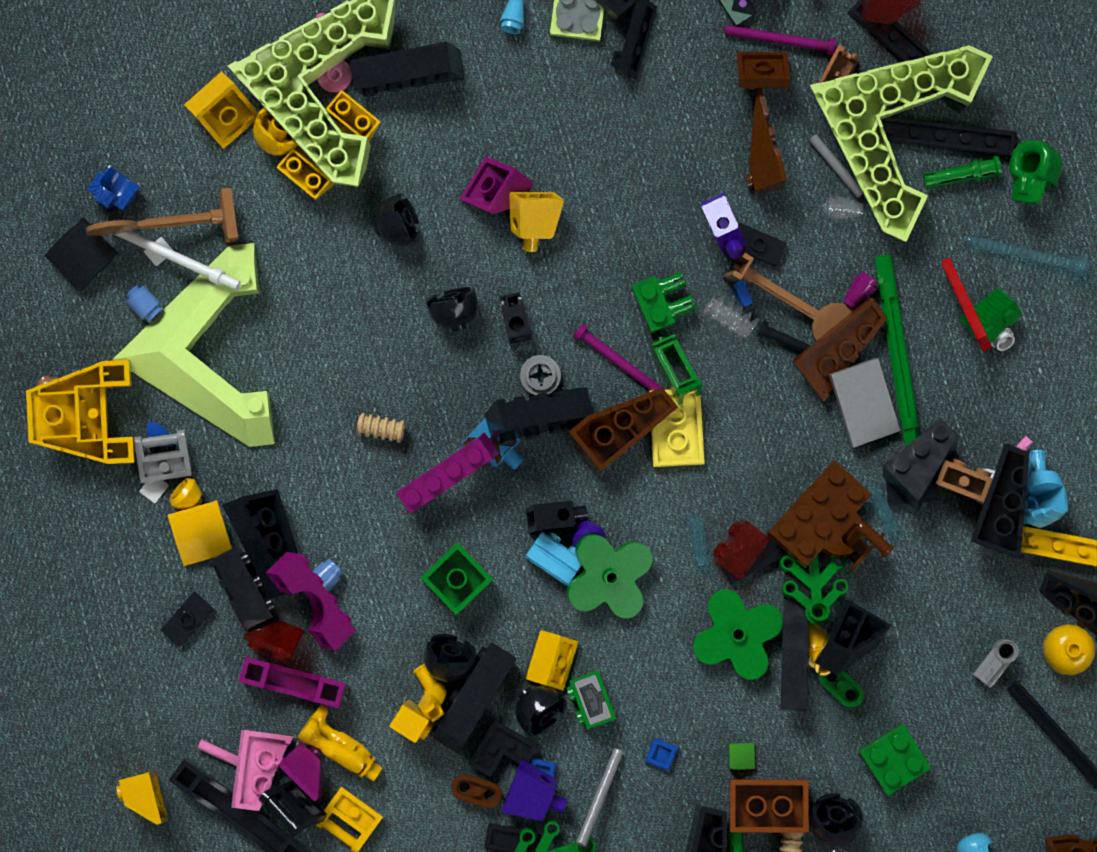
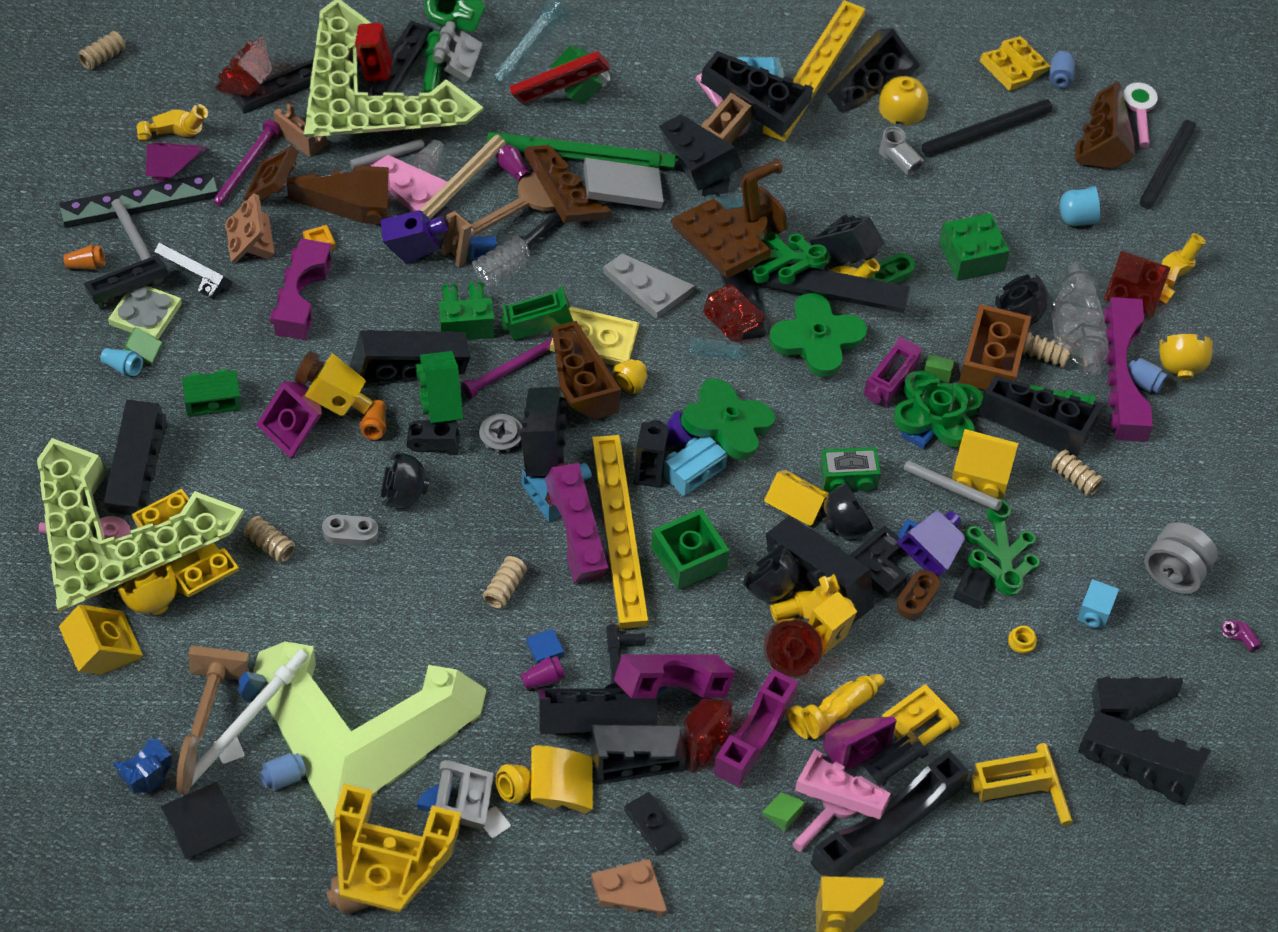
camera: 80 degrees left, 30 degrees down
(123, 616) = (630, 888): none -> nougat wing
(214, 250) = (250, 685): none -> blue tile
(230, 723) = (784, 810): none -> bright green slope
(299, 488) = (543, 674): none -> magenta cone
(329, 481) = (544, 645): none -> blue tile
(350, 538) = (614, 641): none -> black piece
(364, 212) = (269, 539): none -> tan piece
(379, 693) = (792, 647): none -> clear red cylinder
(396, 221) = (292, 508): black cylinder -> none
(397, 277) = (349, 530): none -> light grey plate
(466, 510) = (619, 532): none -> yellow plate
(502, 106) = (211, 392): none -> green brick
(516, 260) = (374, 422): none -> orange cone
(536, 27) = (144, 345): none -> bright green slope
(555, 308) = (440, 385): none -> green brick
(556, 183) = (308, 368): none -> reddish brown plate
(594, 268) = (395, 353): none -> black wedge
(625, 821) = (984, 463): none -> yellow slope
(636, 474) = (630, 376): none -> yellow cone
(674, 140) = (309, 264): none -> magenta arch
(689, 705) = (883, 392): none -> magenta window
(693, 74) = (249, 231): none -> nougat bracket
(702, 780) = (937, 407): none -> green plant
(711, 139) = (320, 234): none -> light orange tile
(754, 459) = (647, 285): none -> light grey wing
(805, 201) = (409, 184): none -> bright pink wing
(808, 242) = (463, 176): none -> tan axle
(942, 113) = (373, 52): none -> red brick
(984, 197) = (463, 54): none -> light grey plate

